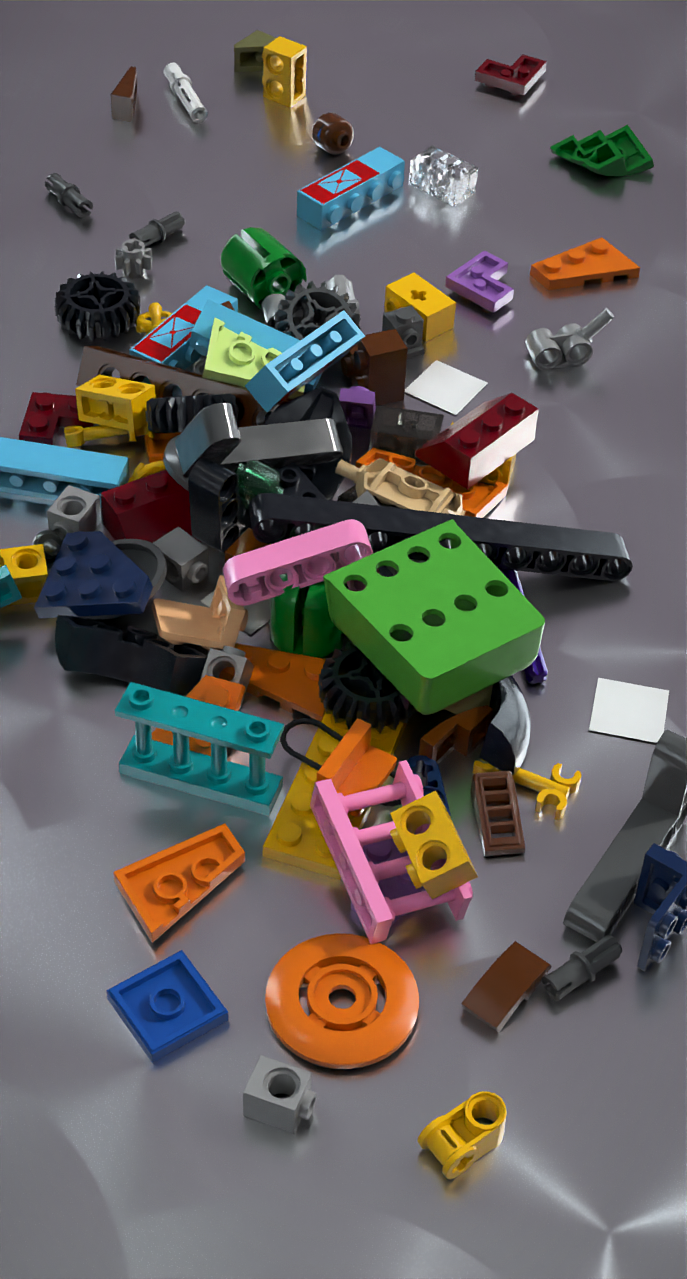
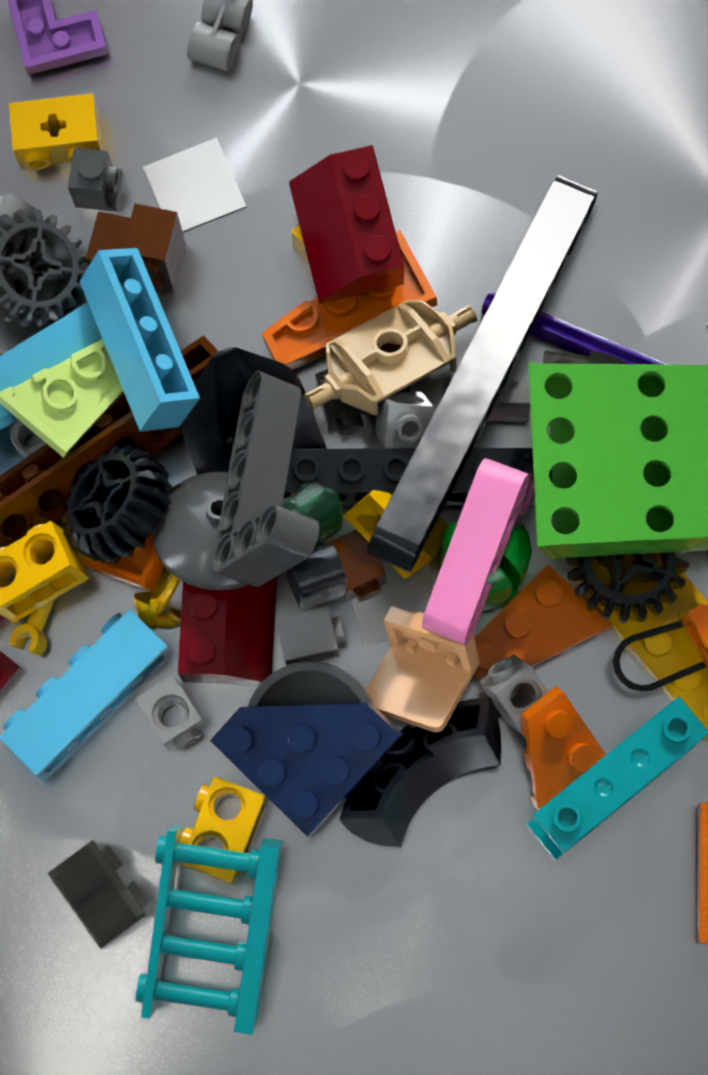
camera: 50 degrees left, 30 degrees up
(51, 543) = (195, 764): pearl dark grey bar -> none
(358, 406) = (201, 316): medium lavender plate -> none
(403, 430) = (266, 266): clear smoke brick -> none

